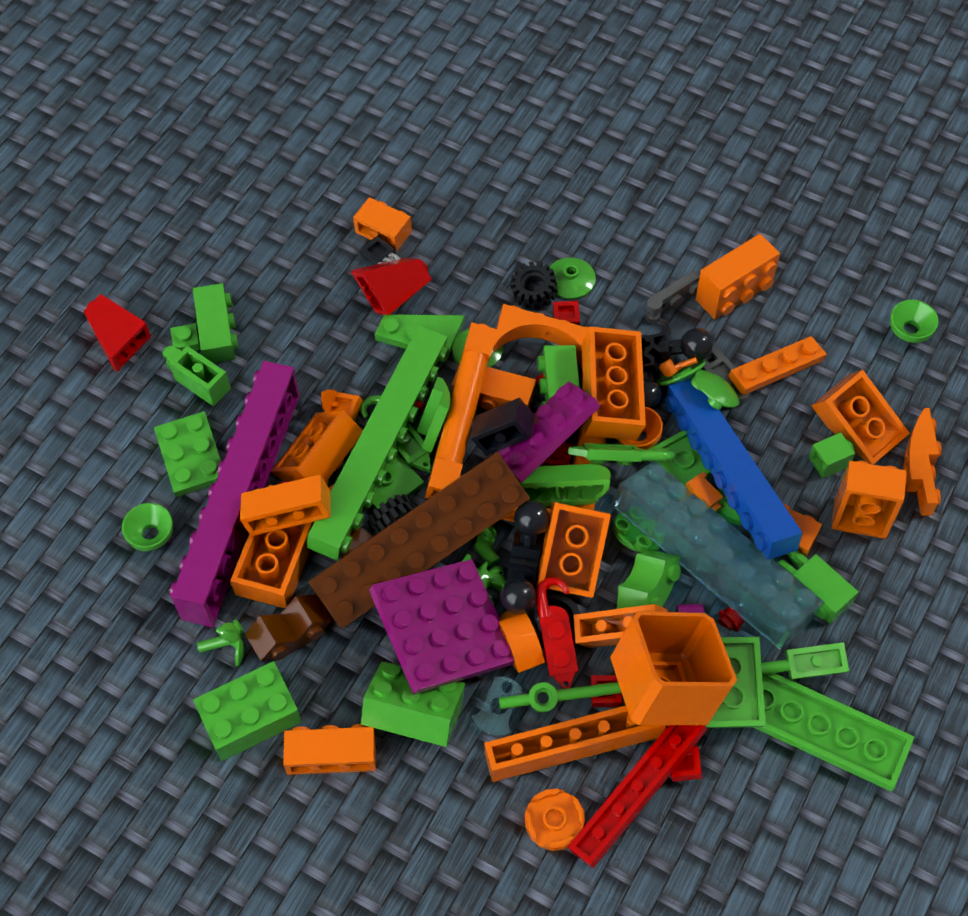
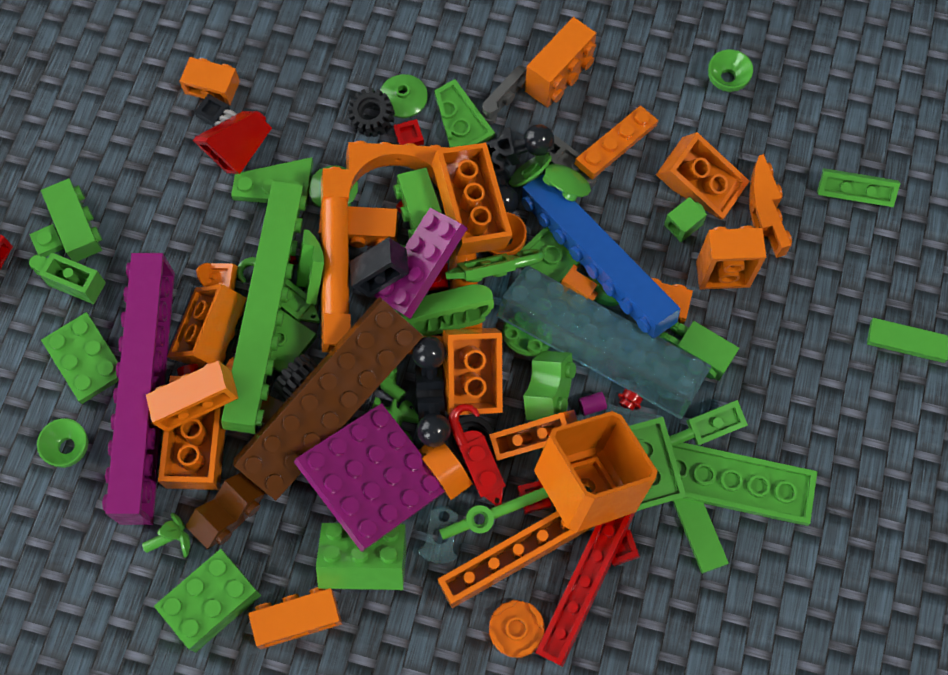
camera: 15 degrees left, 10 degrees up
(622, 305) = (460, 117): none -> bright green wing
(668, 368) = (519, 169): orange hand -> none
(773, 772) = (700, 534): none -> bright green tile

